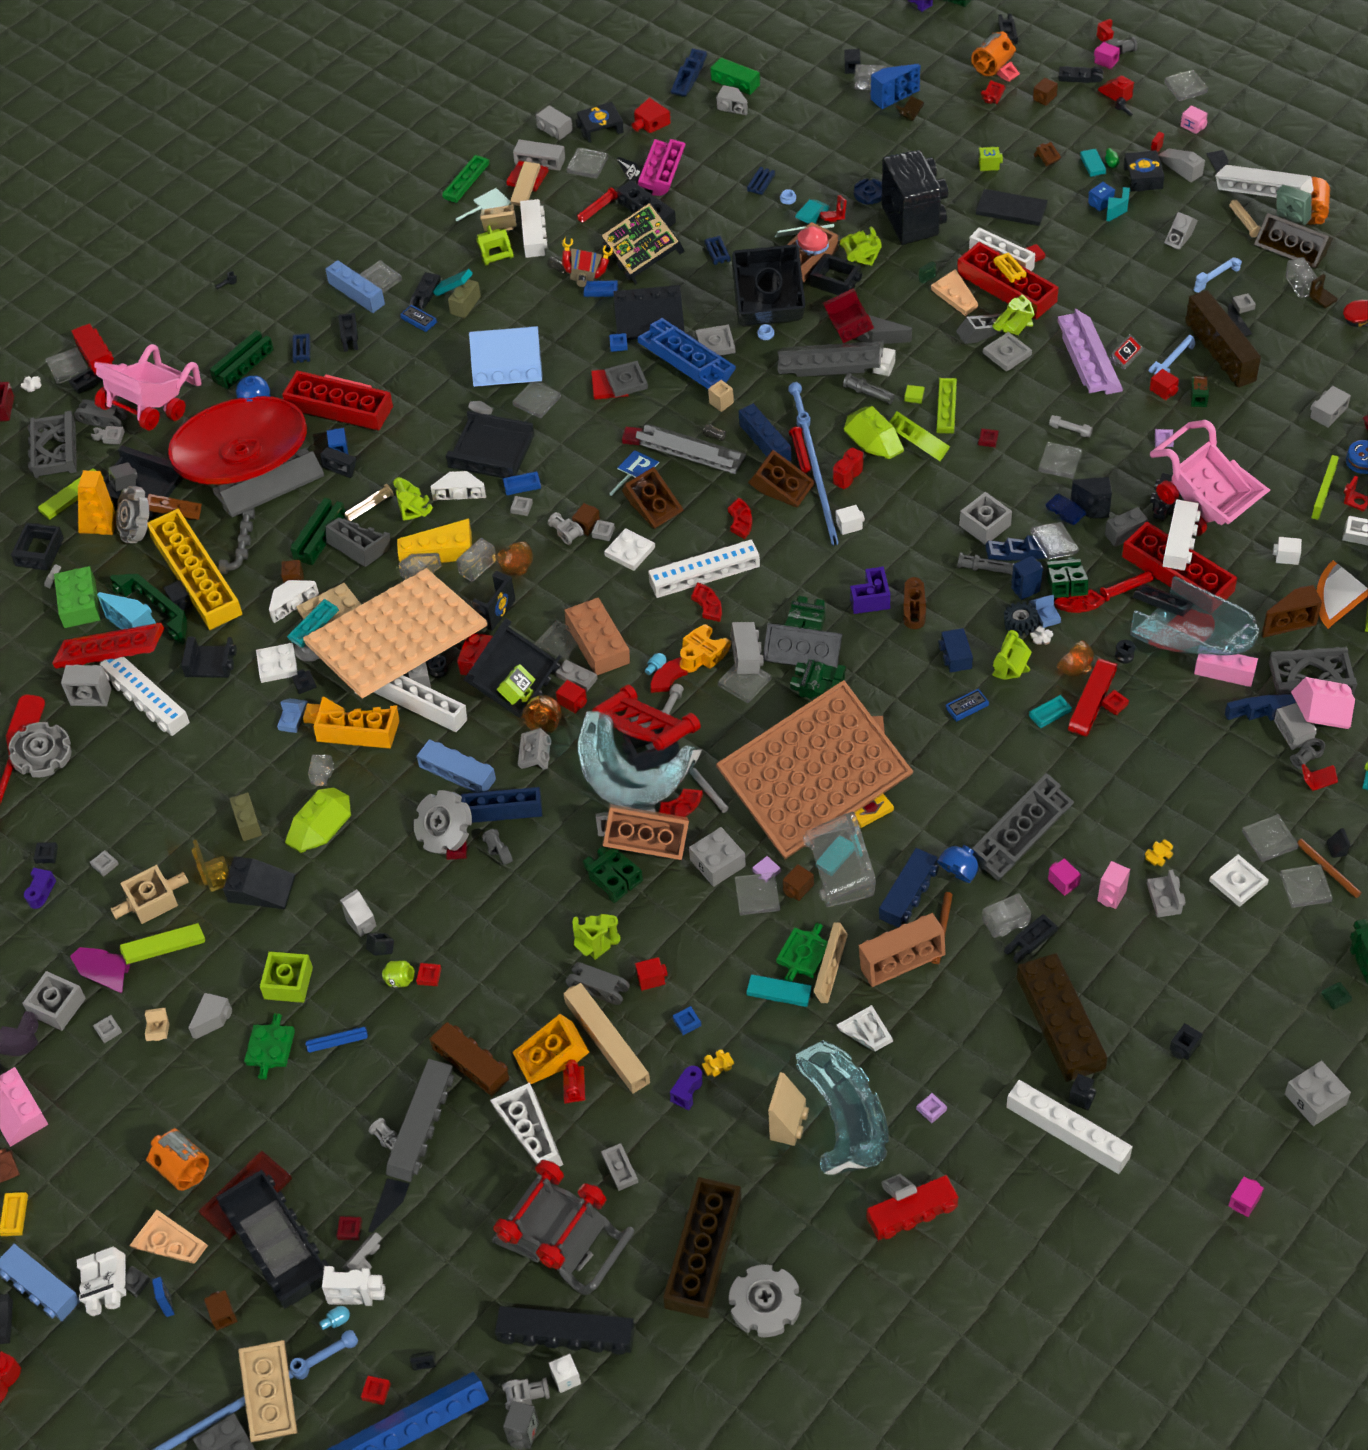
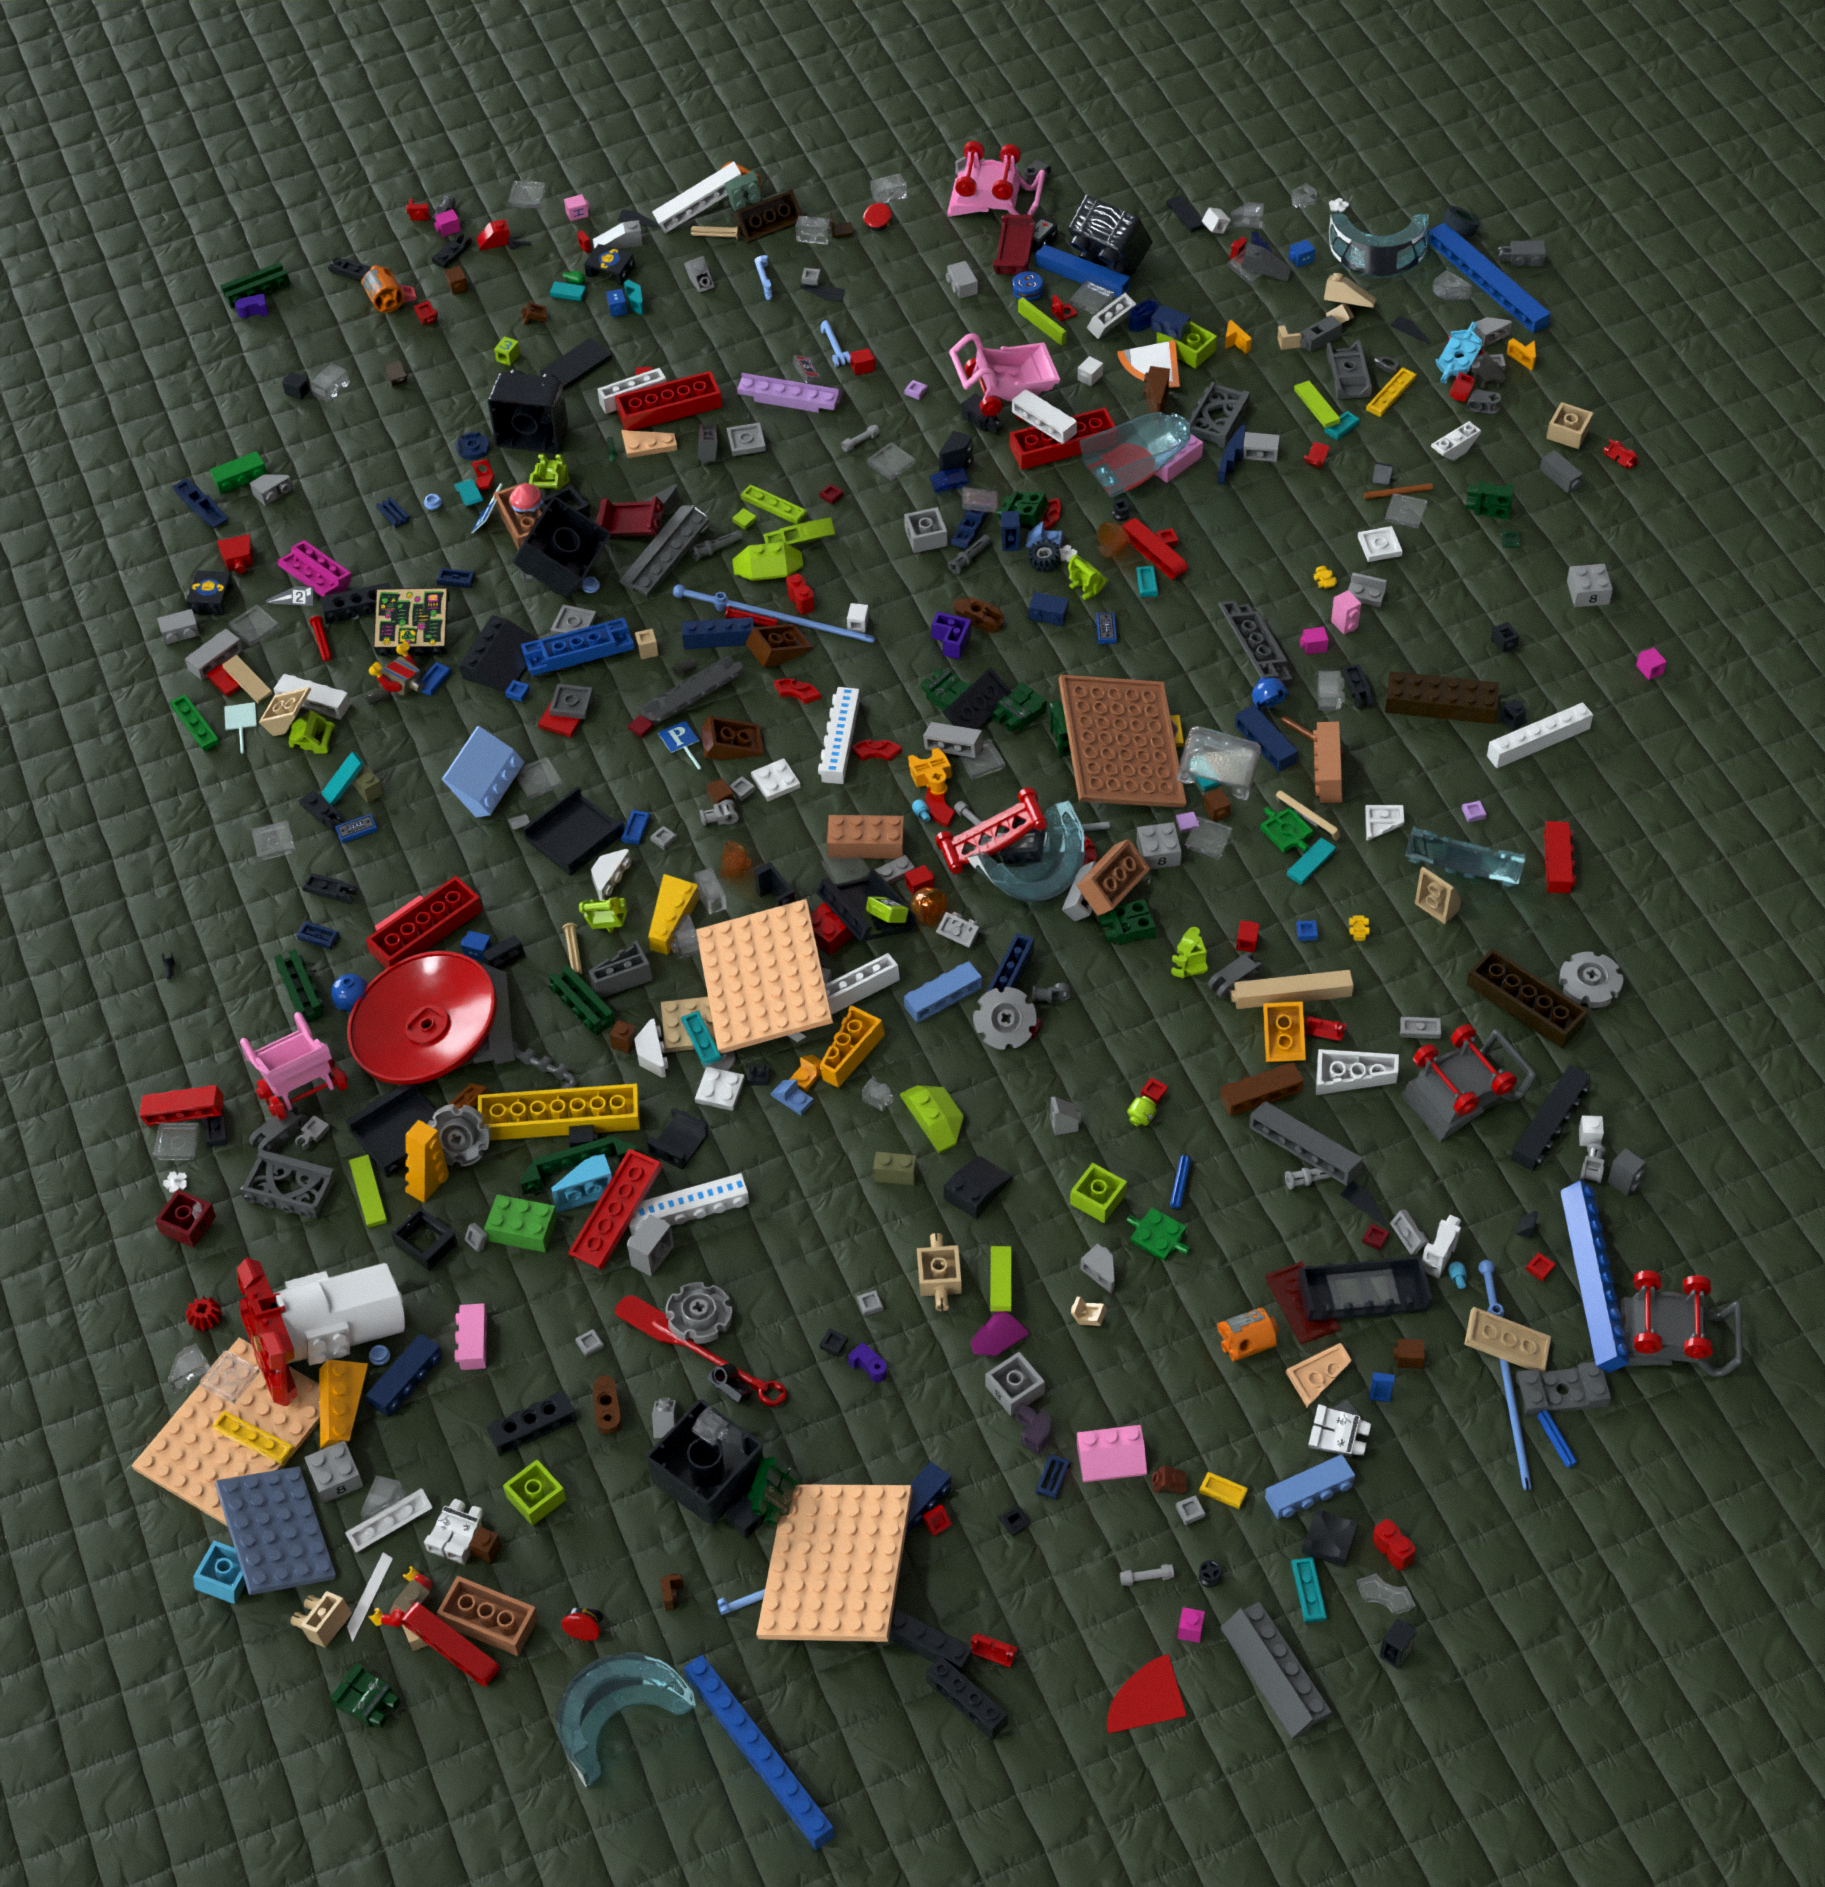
camera: 65 degrees left, 0 degrees up
(107, 1029) = (1063, 1356): light grey tile -> none
(122, 476) = (387, 1134): dark grey brick -> none
(212, 872) = (938, 1214): clear yellow bracket -> none
(355, 286) = (274, 860): medium blue brick -> none
(379, 944) = (1098, 1116): black slope -> none
(685, 1086) = (1370, 955): dark purple leg -> none
(894, 84) = (361, 370): blue slope -> none
(899, 1187) = (1540, 854): light grey tile -> none
(1007, 269) = (664, 389): yellow tile -> none
(1016, 317) = (718, 418): lime piece -> none
(1123, 526) = (997, 451): dark grey brick -> none
(1126, 585) = (1054, 480): red axle -> none
(1163, 600) = (1086, 464): black tile -> none
(1199, 389) = (884, 345): dark green leg -> none
(1222, 338) = (846, 303): dark brown brick -> none
(1270, 838) = (1350, 510): clear tile -> none
(1307, 753) = (1289, 452): dark grey connector -> none
(1325, 702) = (1257, 415): bright pink slope -> none

